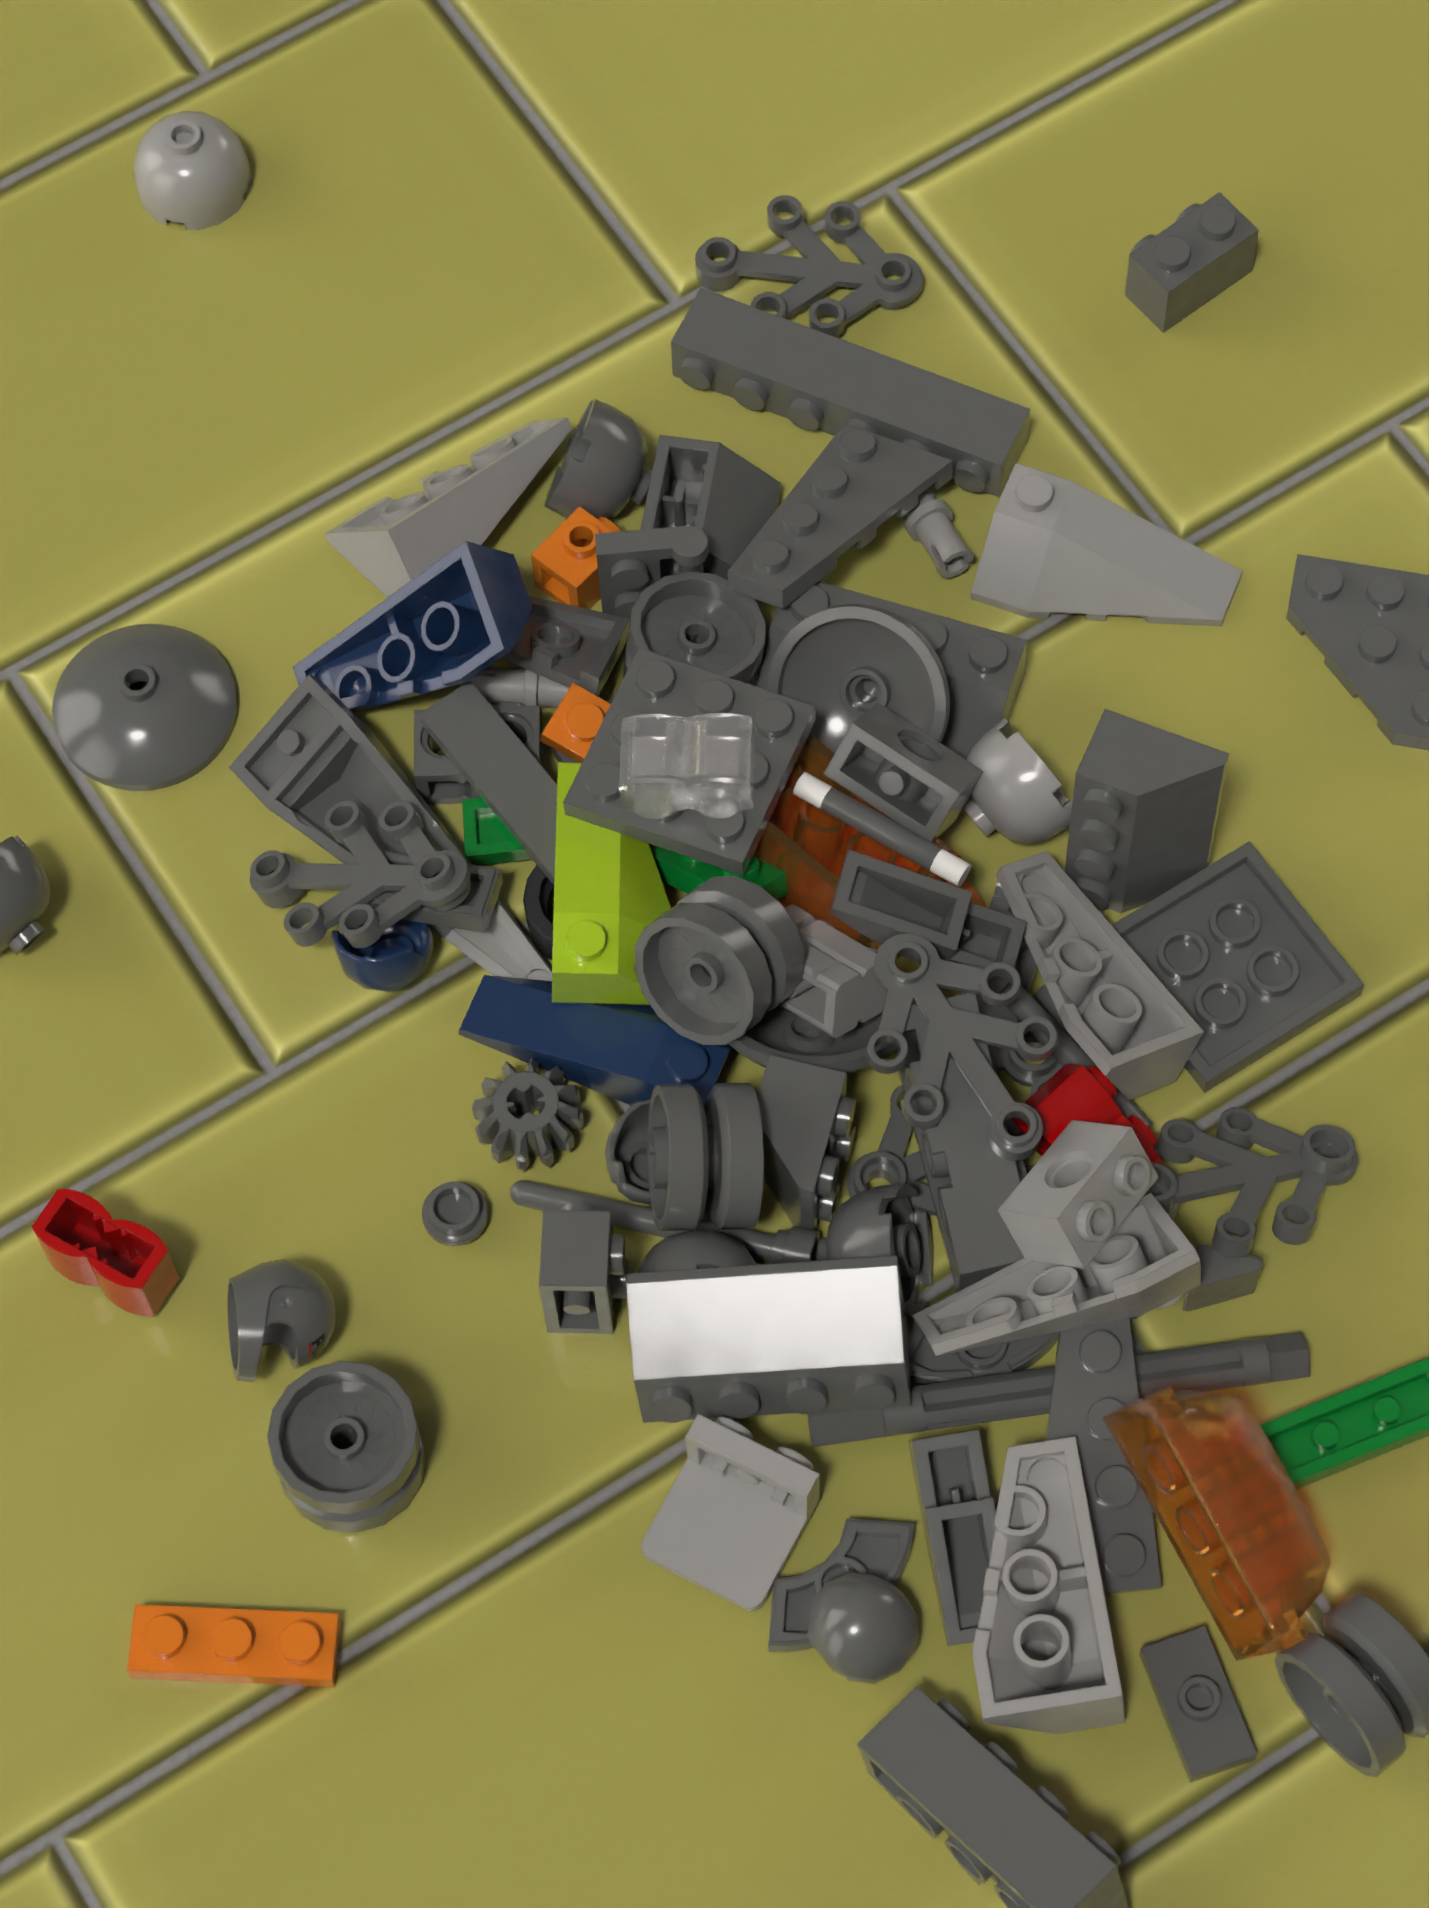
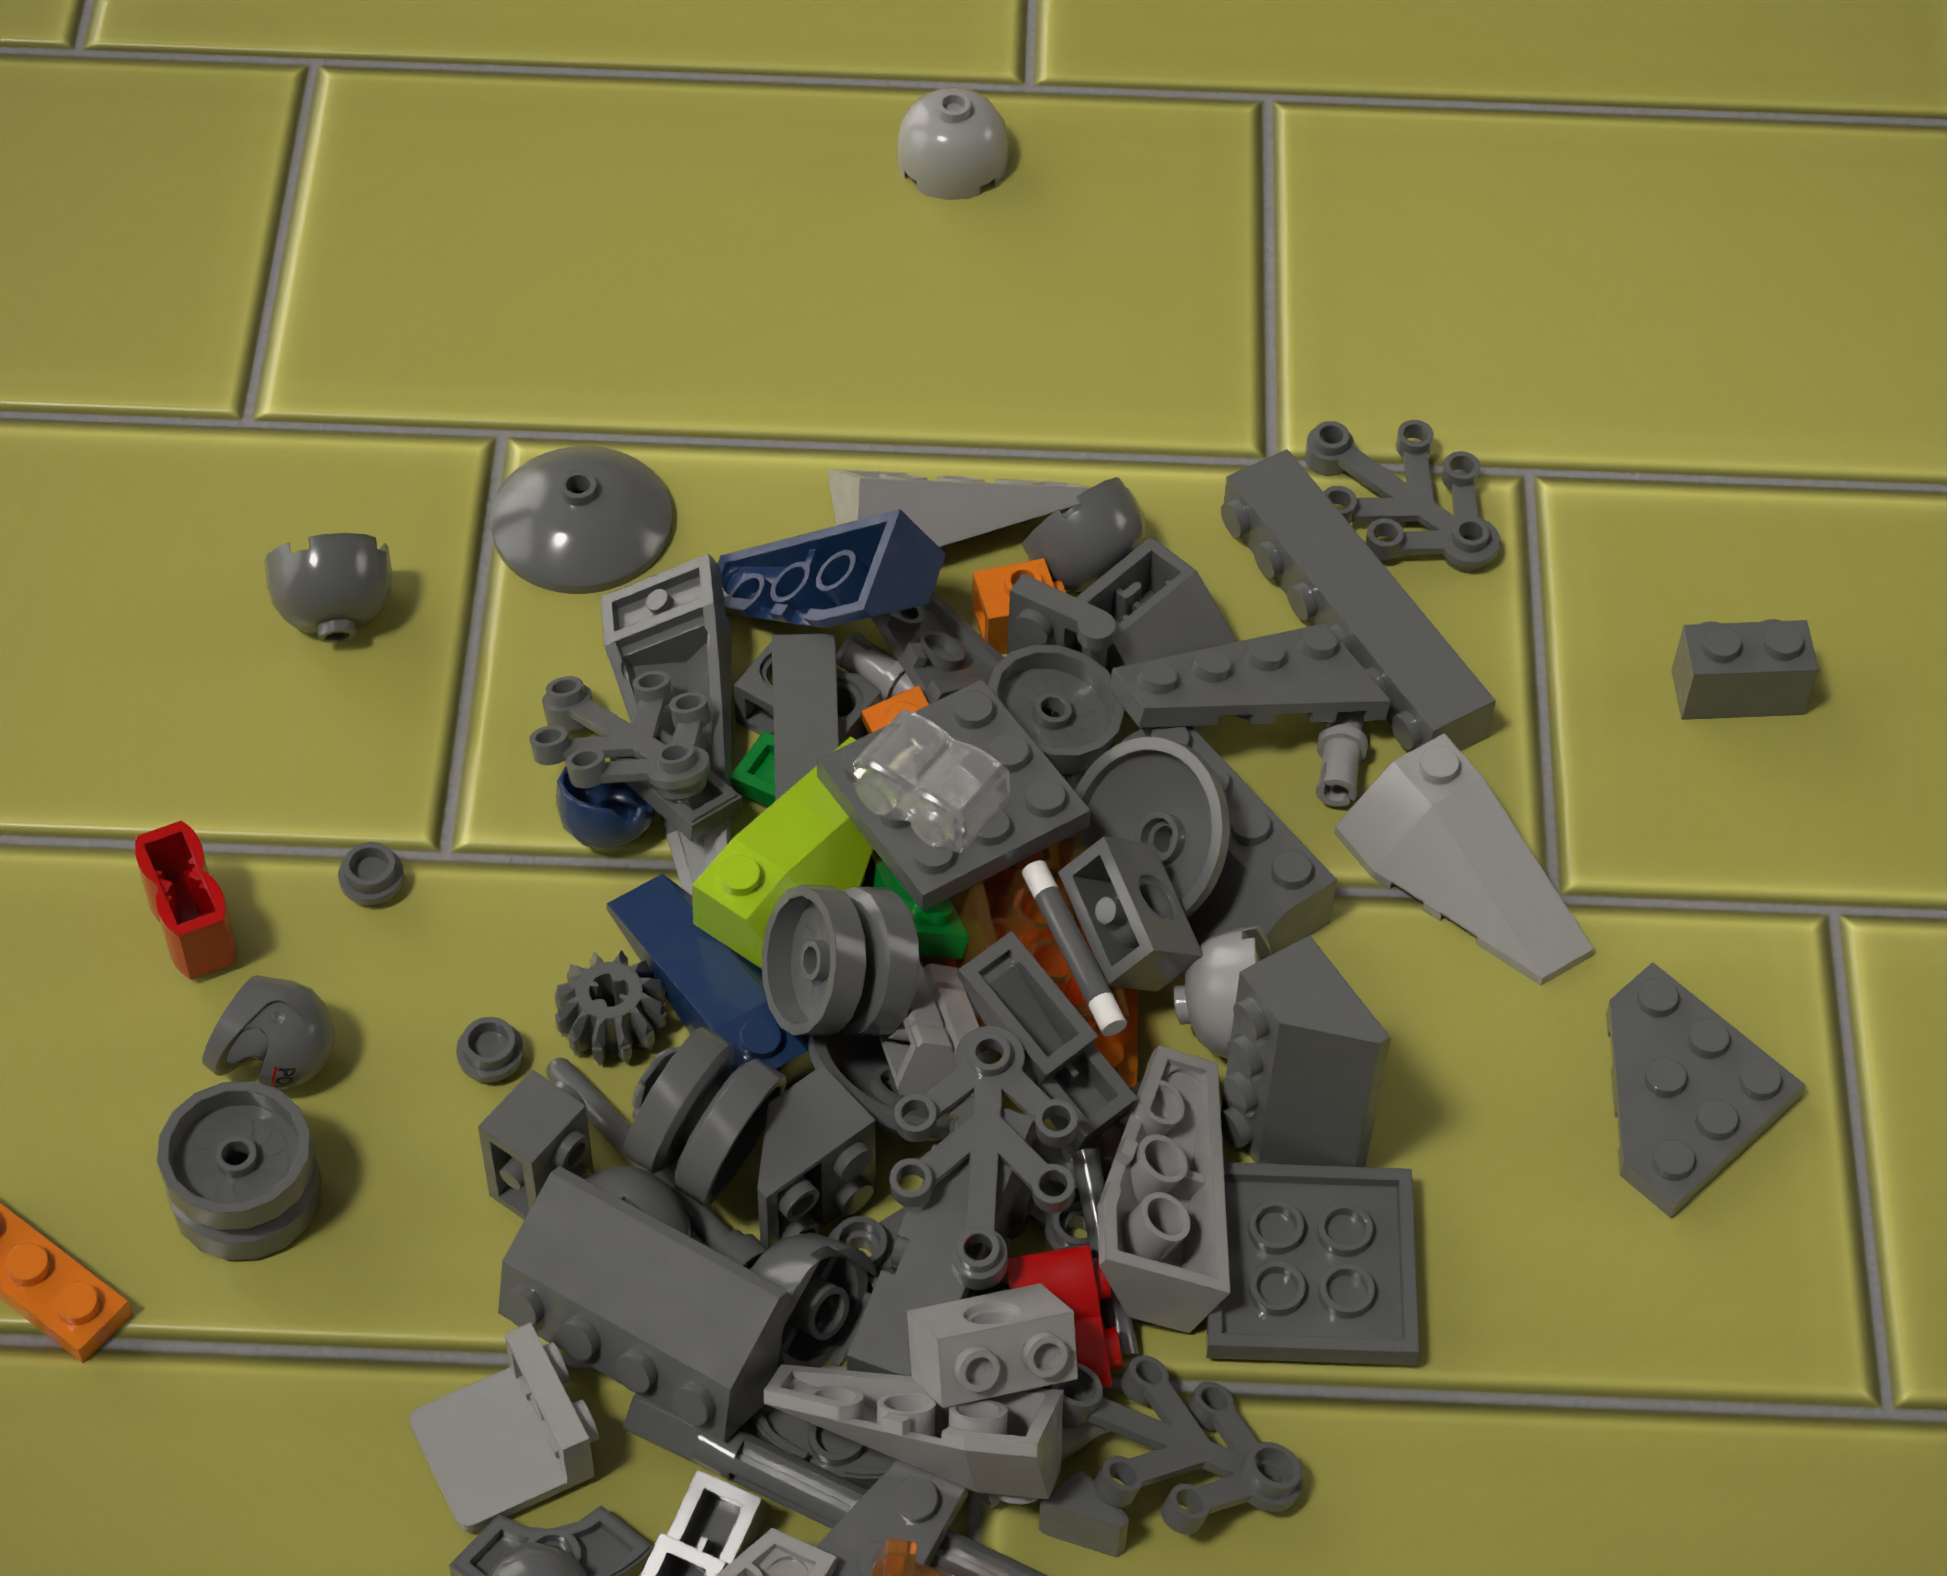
camera: 30 degrees right, 10 degrees down
(232, 1130) = (371, 874): none -> dark grey plate

